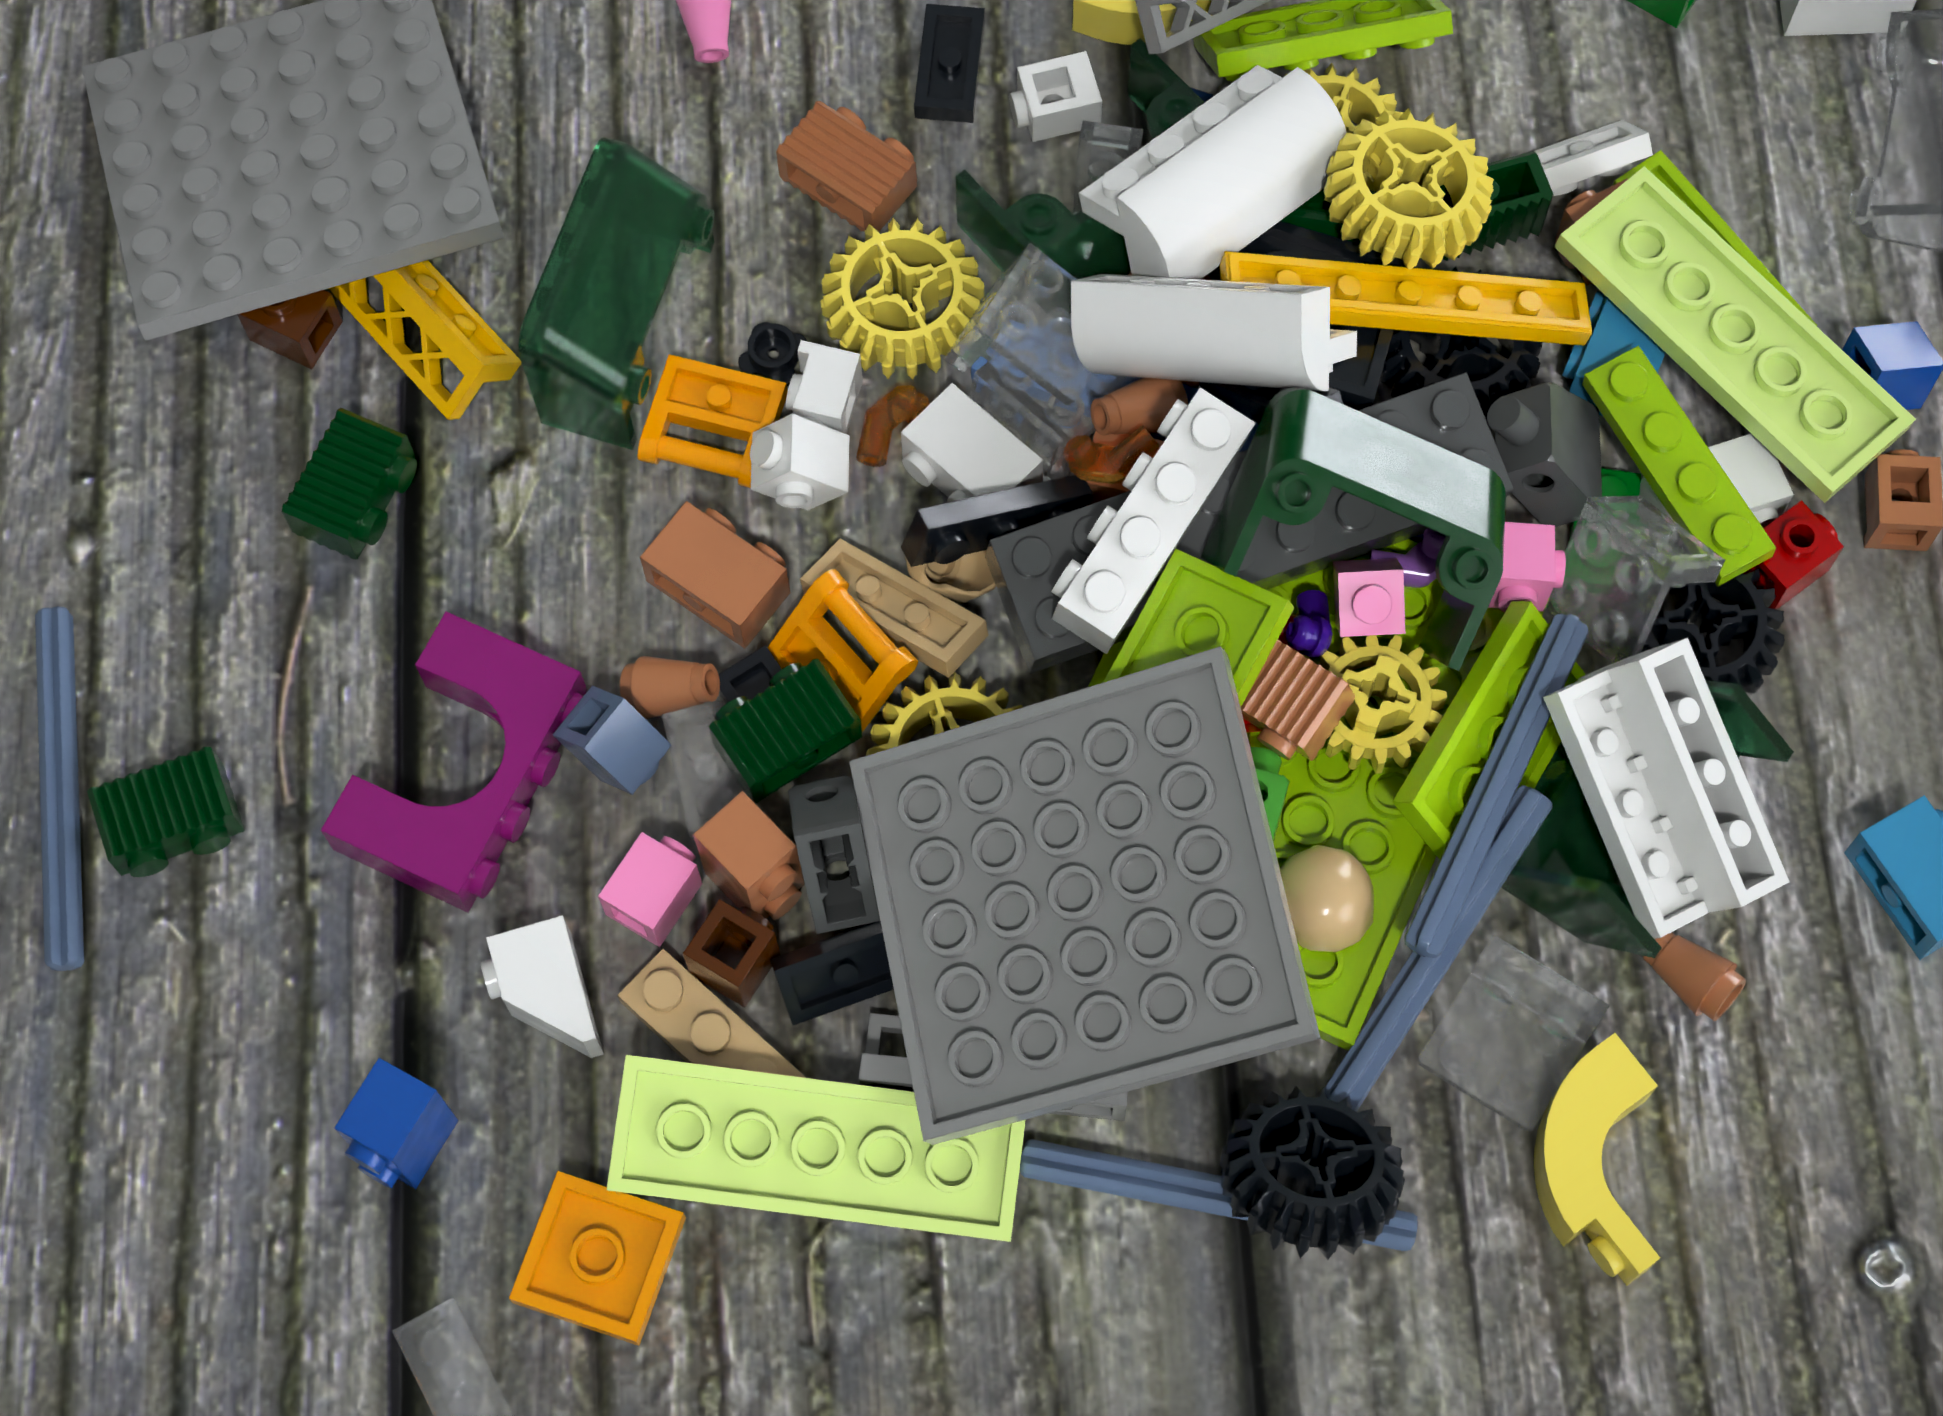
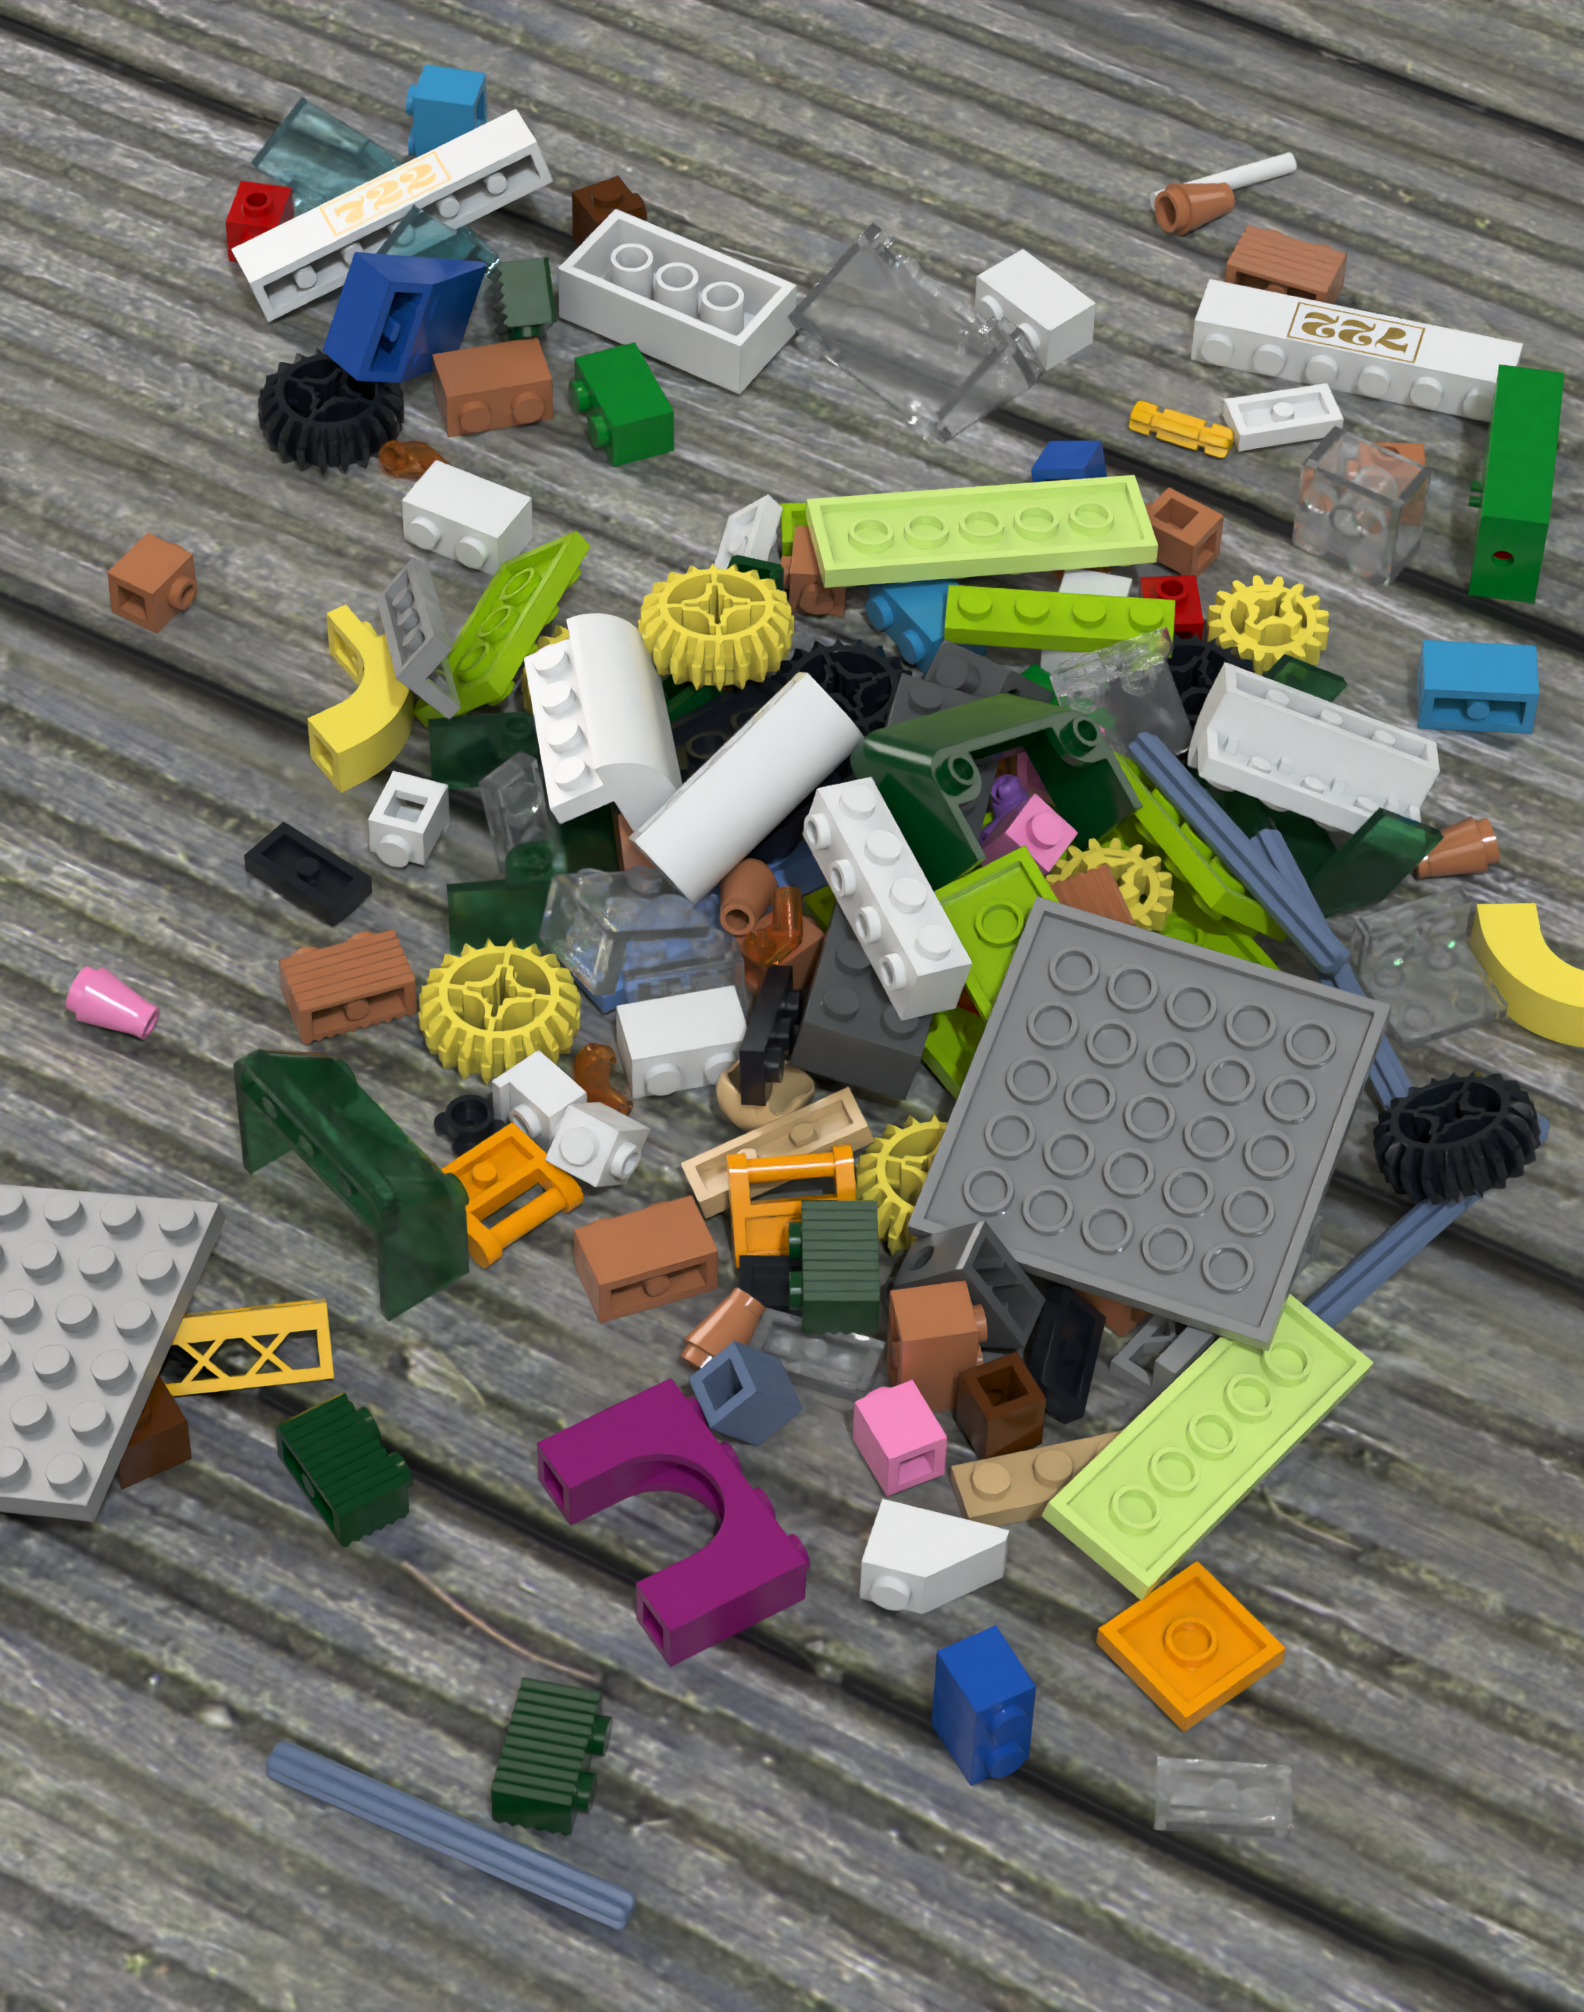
camera: 60 degrees left, 20 degrees down
(1429, 298) = (828, 657): yellow tile -> none
(1839, 653) = (1269, 623): none -> light yellow gear

